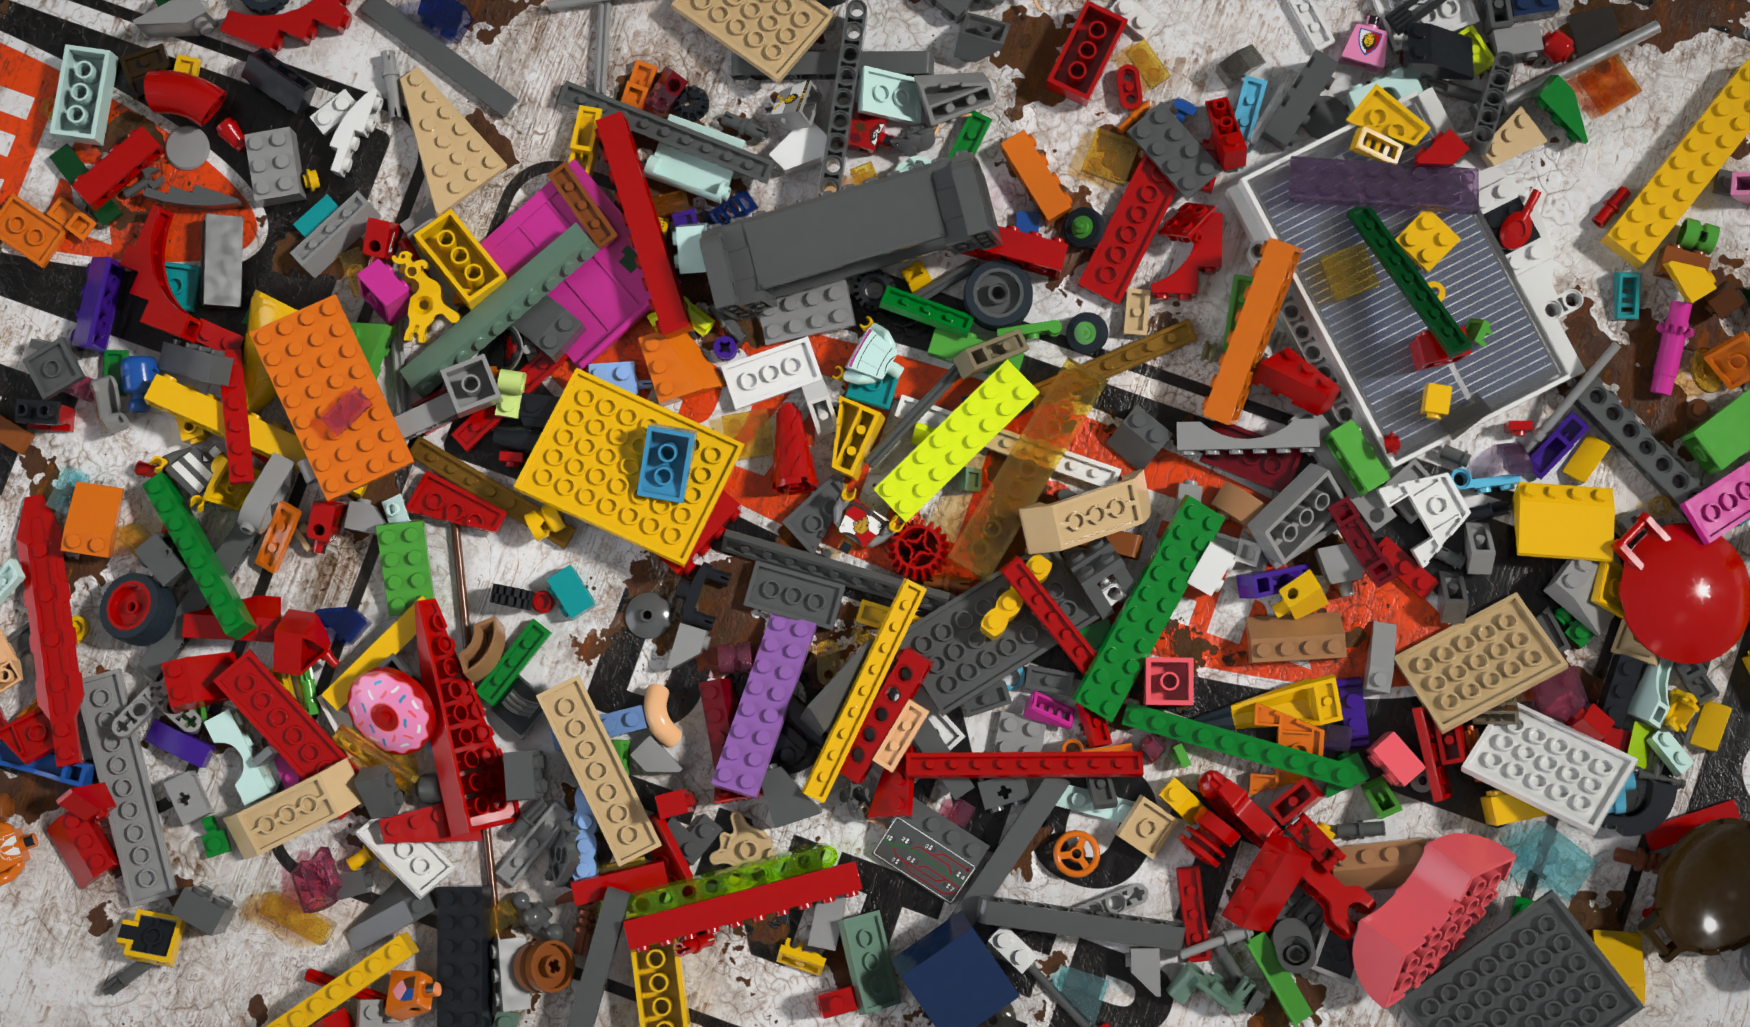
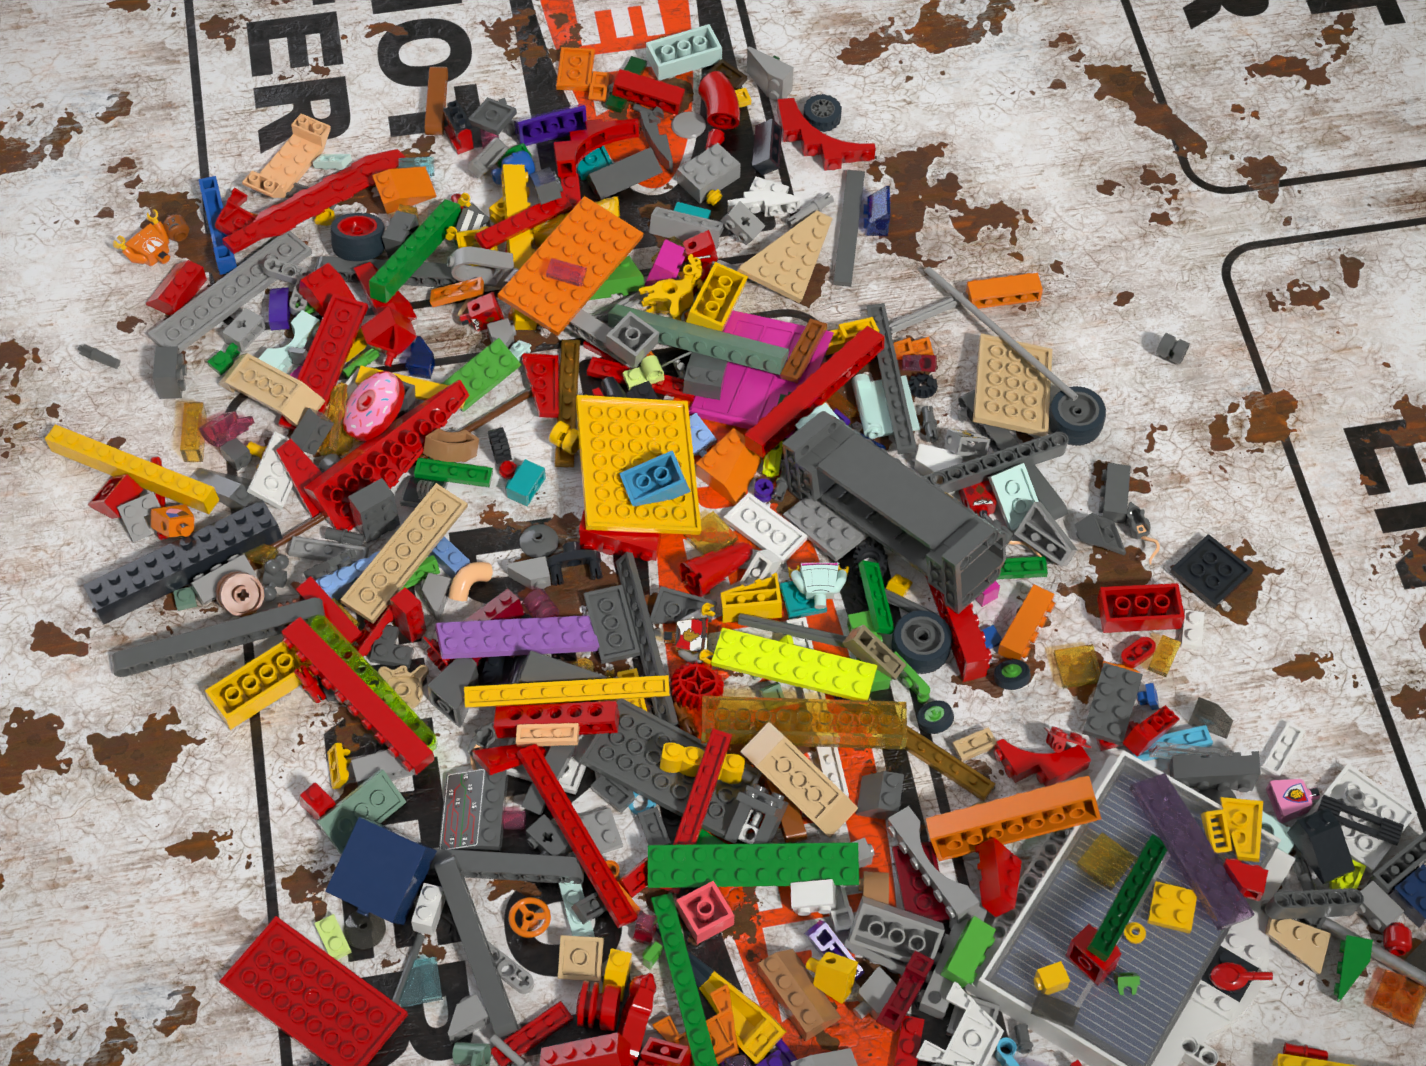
camera: 50 degrees right, 25 degrees down
(88, 802) = (208, 269): red slope -> none
(151, 937) = (132, 353): piece -> none
(371, 171) = (742, 223): none -> light grey brick
(1039, 714) = (636, 840): dark pink slope -> none
(1128, 233) = (1030, 708): red plate -> none
(1392, 443) = (995, 964): red plate -> none

